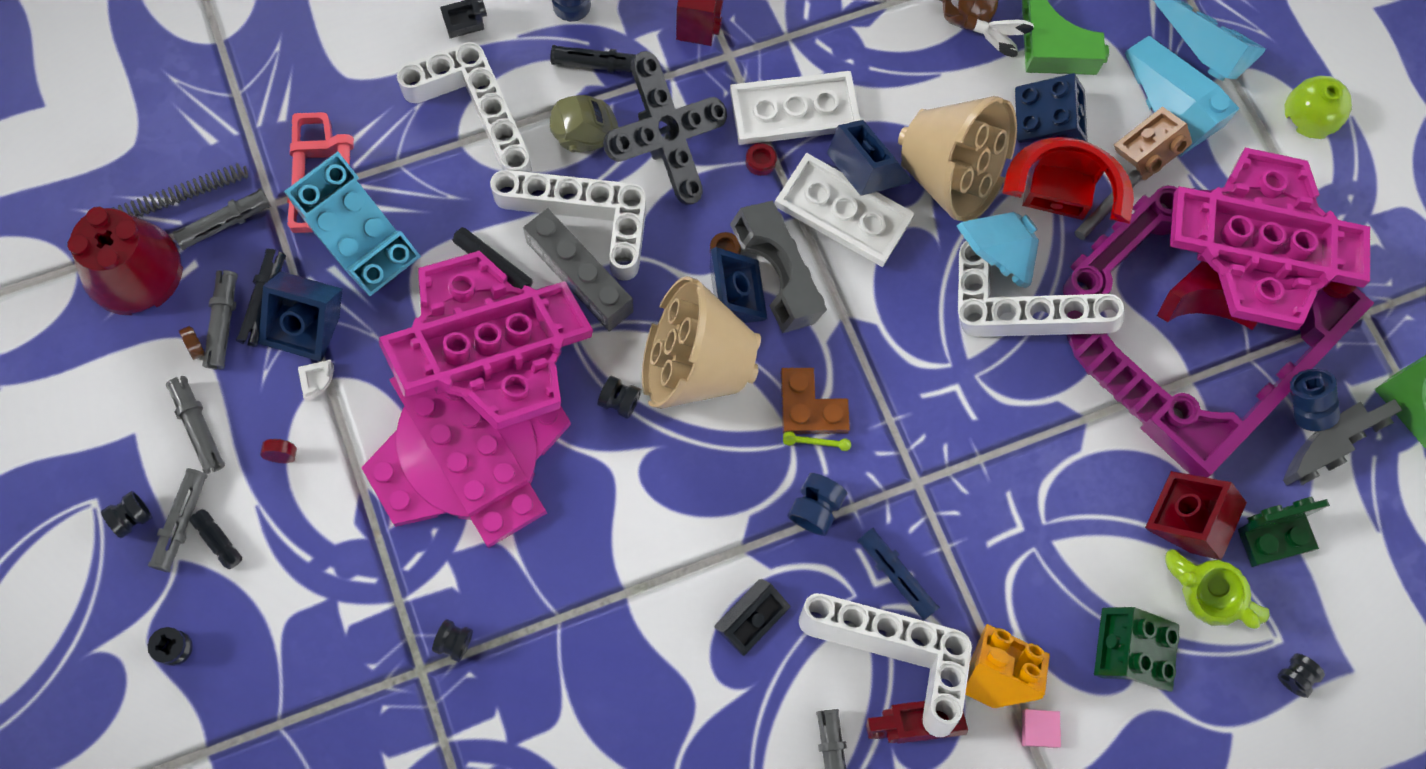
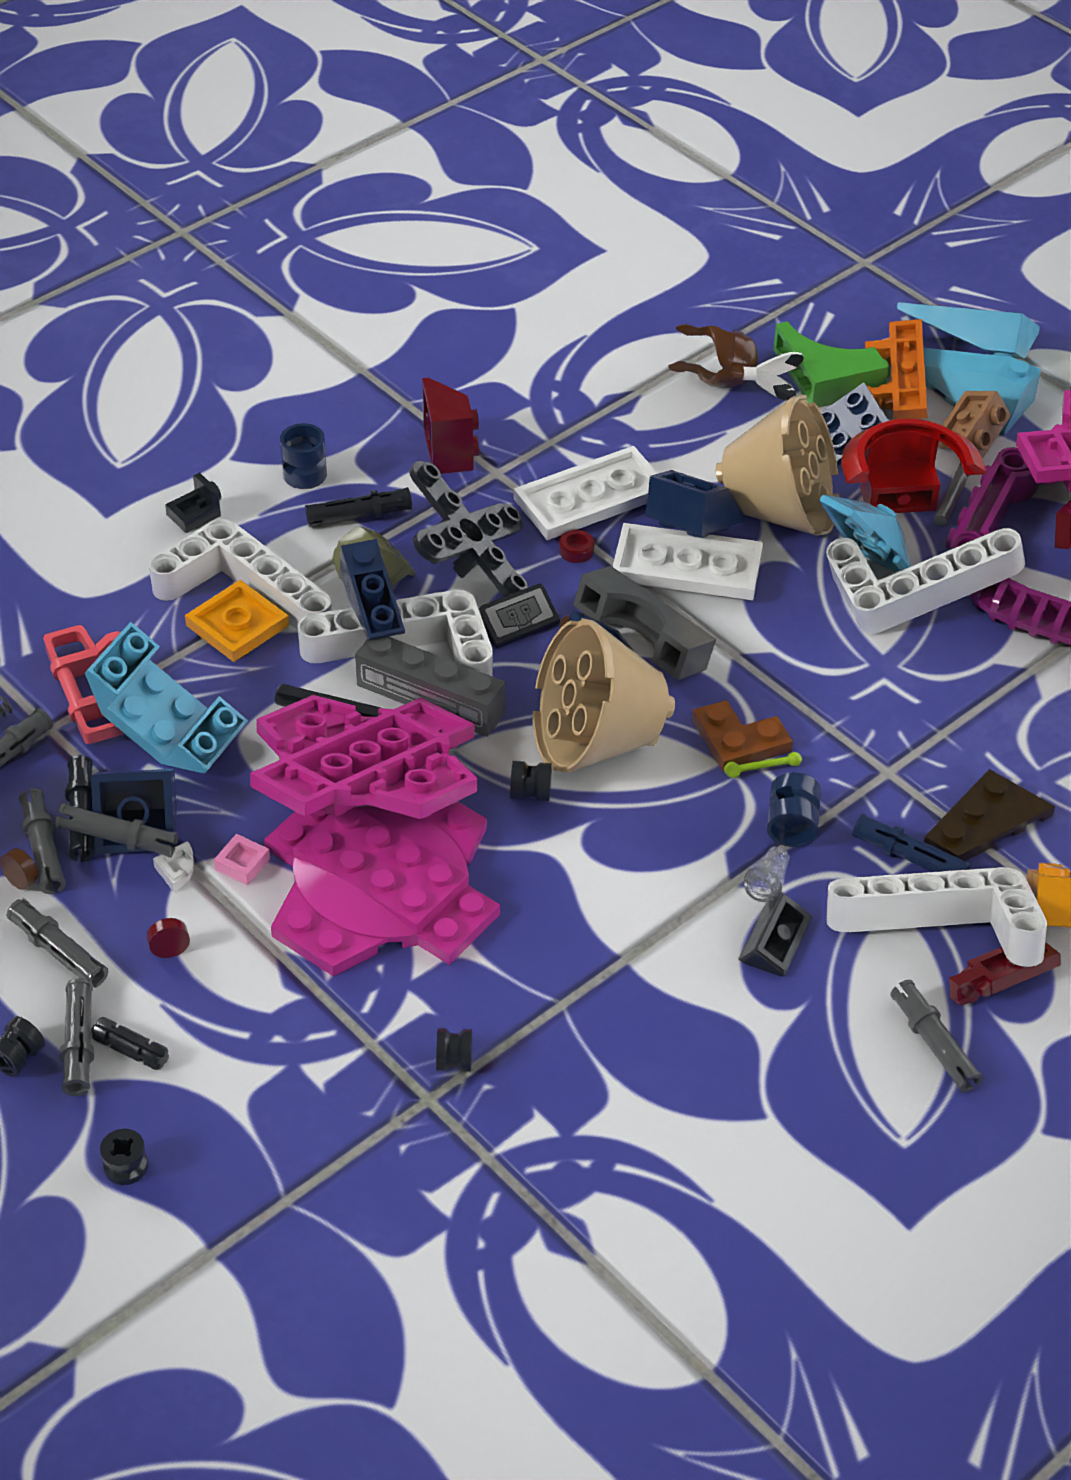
camera: 15 degrees left, 25 degrees down
(283, 345) = (132, 834): none -> dark grey pin
(367, 390) = (242, 859): none -> bright pink tile
(453, 147) = (237, 620): none -> light orange plate
(556, 172) = (370, 589): none -> dark blue slope
(681, 219) = (518, 615): none -> slope
(769, 558) = (767, 875): none -> clear cone
(975, 560) = (986, 814): none -> dark brown wing
(1129, 46) = (906, 355): none -> orange hinge

